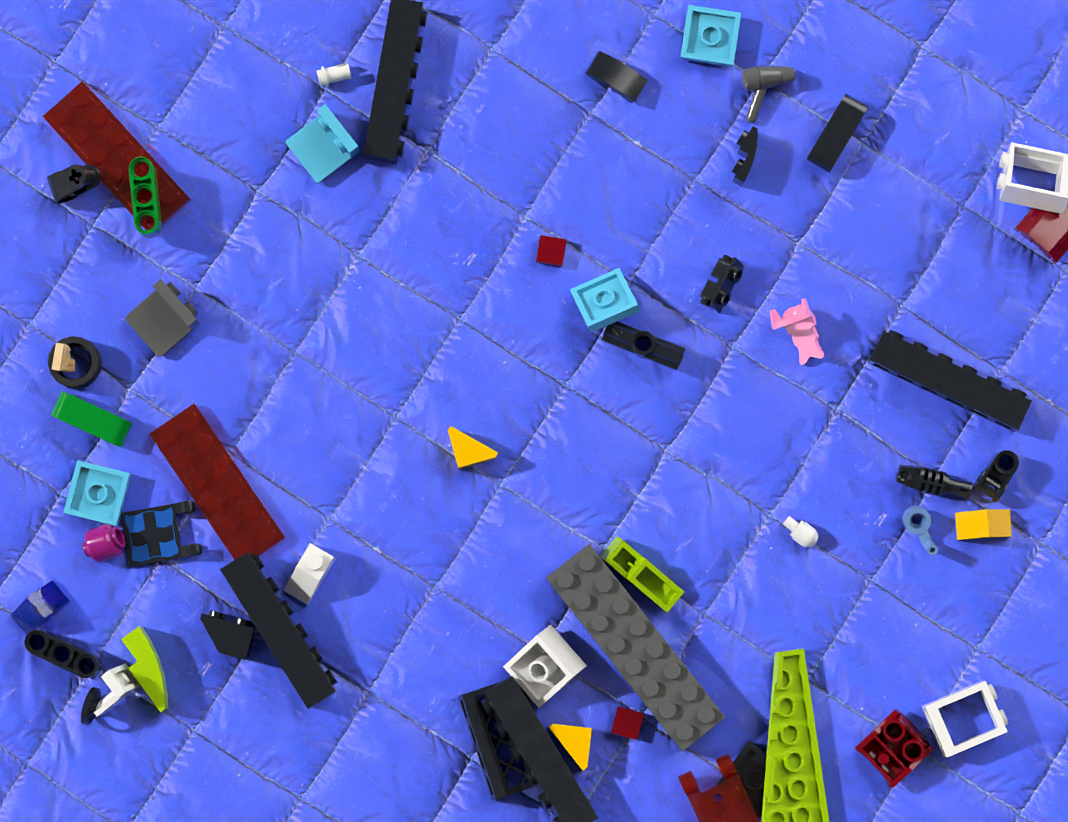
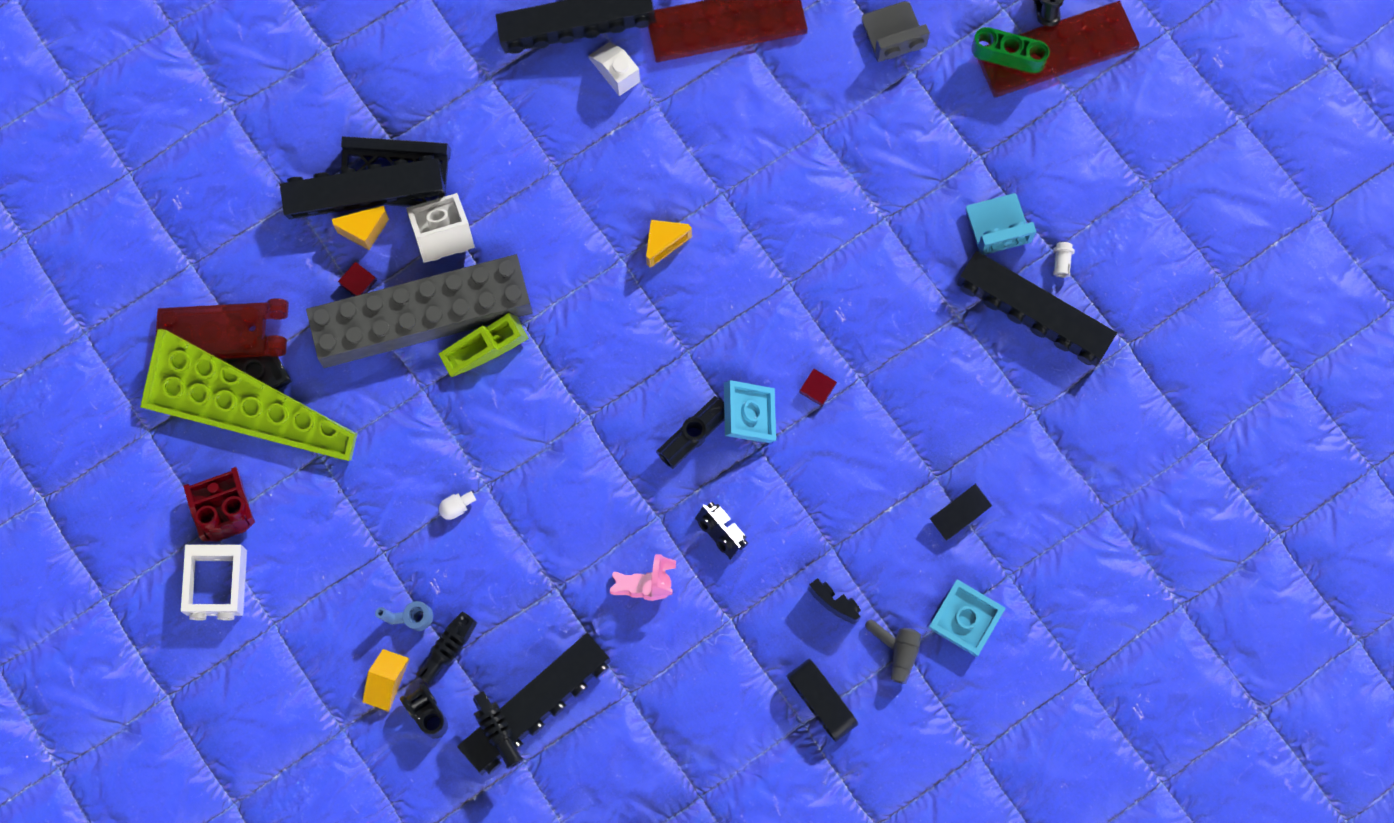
camera: 115 degrees right, 10 degrees down
(991, 399) = (496, 729): none -> black hinge

